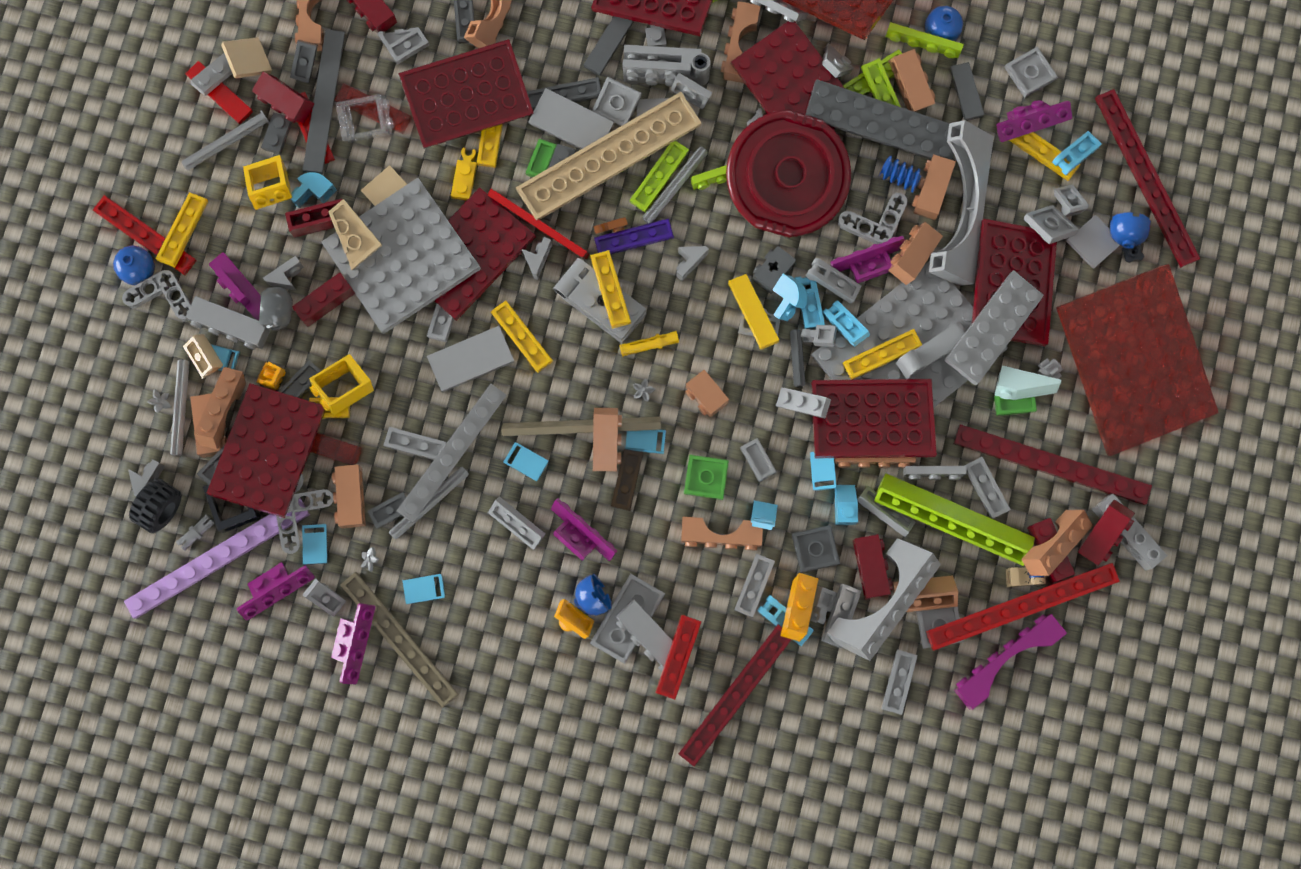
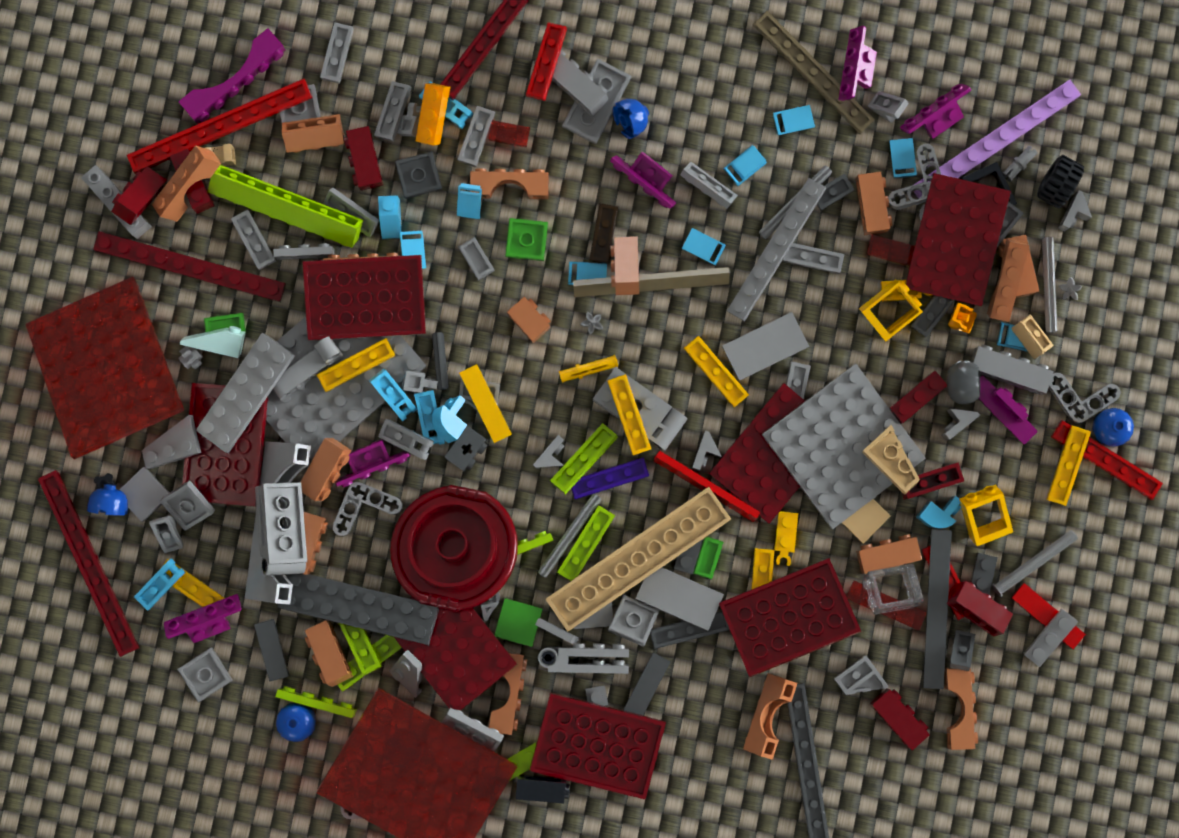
camera: 175 degrees right, 5 degrees up
(246, 57) = (1022, 652): tan tile -> none
(365, 153) = (889, 554): none -> nougat brick
(370, 558) = (848, 145): light grey plant -> none
(476, 545) = (746, 164): none -> medium azure piece
(573, 619) = (647, 94): light orange tile -> none
(616, 225) = (629, 489): dark orange plate -> none
(657, 255) = (584, 458): none -> lime plate
(720, 586) = (509, 133): none -> clear red plate
(728, 107) = (518, 622): none -> bright green tile
(803, 402) = (433, 310): light grey plate -> none
(868, 634) = (366, 85): light grey arch -> none
(900, 173) = (341, 556): blue piece -> none
(957, 173) = (281, 547): none -> light grey hinge
(1065, 284) = (173, 445): none -> light grey wing

